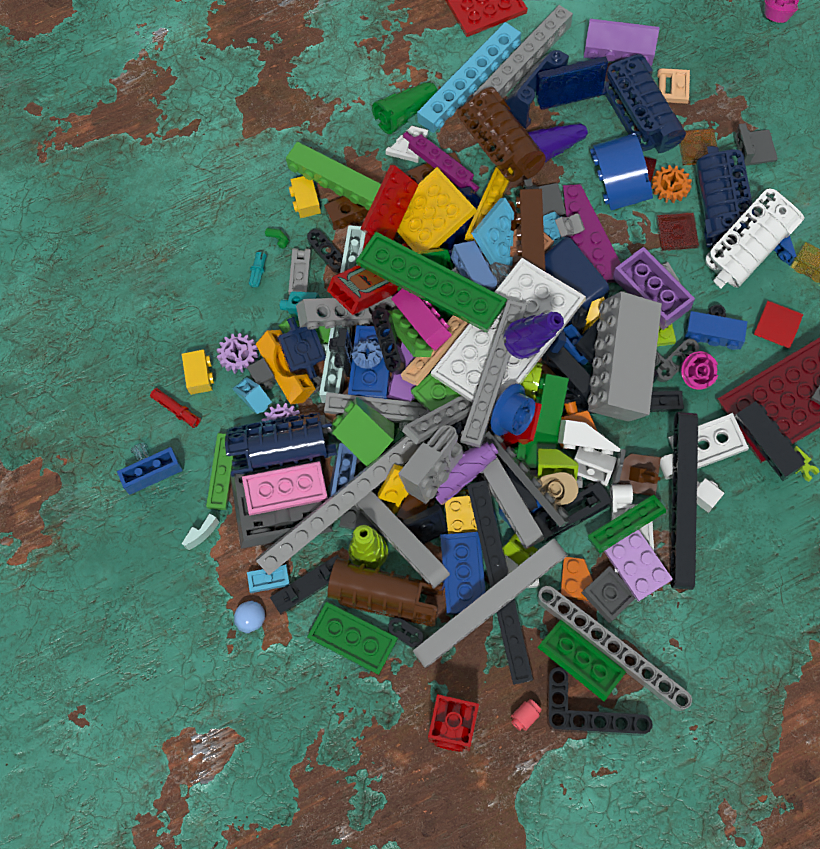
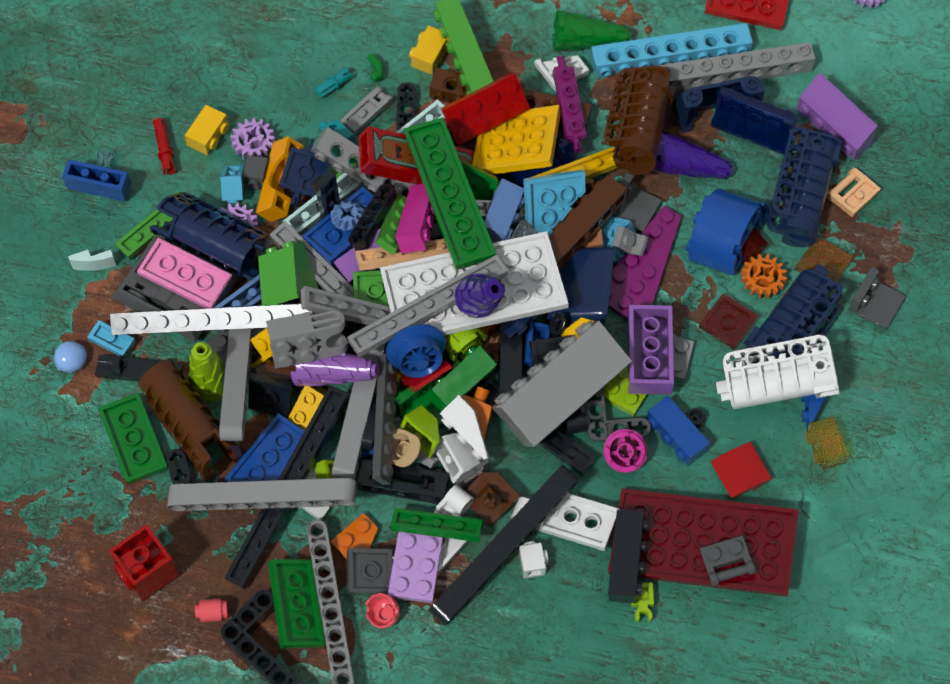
camera: 35 degrees right, 5 degrees down
(644, 614) = (382, 610): none -> coral hair

